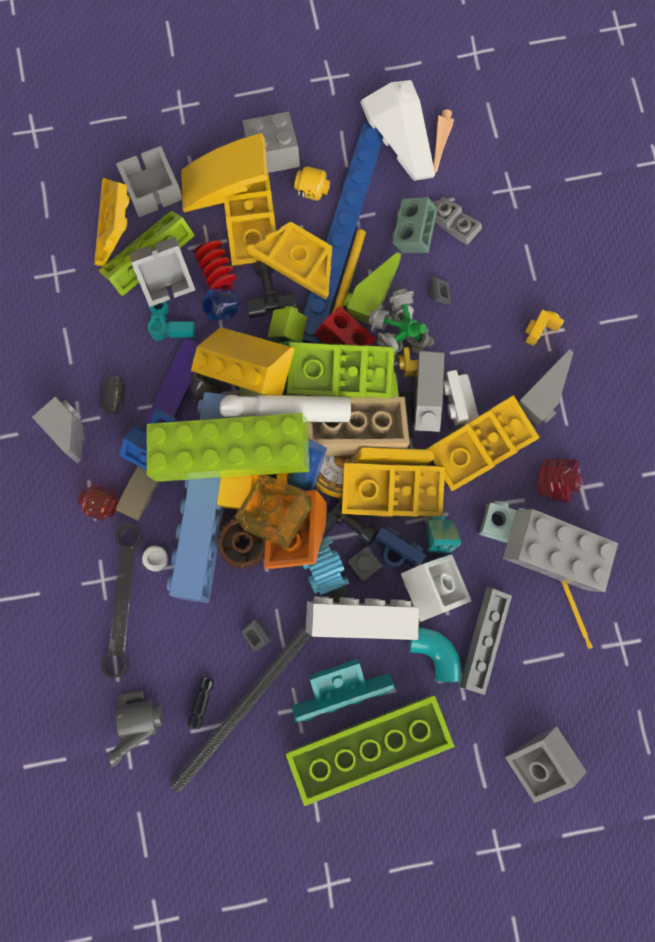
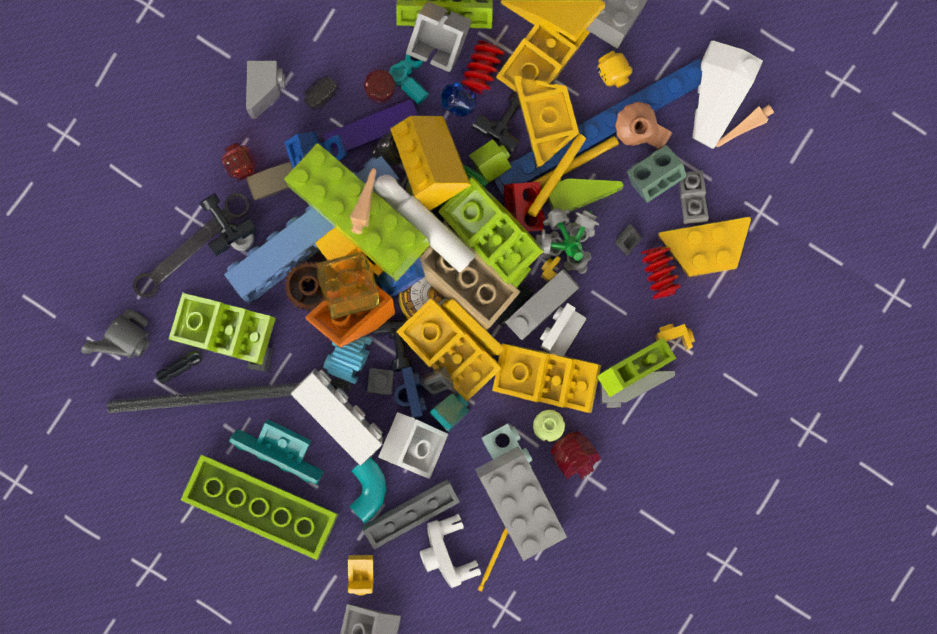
camera: 45 degrees right, 5 degrees up
(141, 562) = (229, 231): none -> black bar
(152, 348) = (379, 86): none -> clear red head
(206, 640) = (222, 328): none -> lime slope
(233, 440) = (361, 212): none -> light nougat piece
(346, 290) = (556, 175): none -> yellow bar
(369, 204) = (639, 125): none -> nougat animal
(407, 520) = (437, 380): none -> dark grey slope
(487, 291) = (661, 272): none -> red piece
(495, 724) = (360, 574): none -> yellow bracket
(499, 245) = (707, 246): none -> yellow wing
(520, 475) = (548, 425): none -> yellowish green head
(535, 651) = (437, 554): none -> white connector
(543, 371) = (636, 367): none -> lime slope

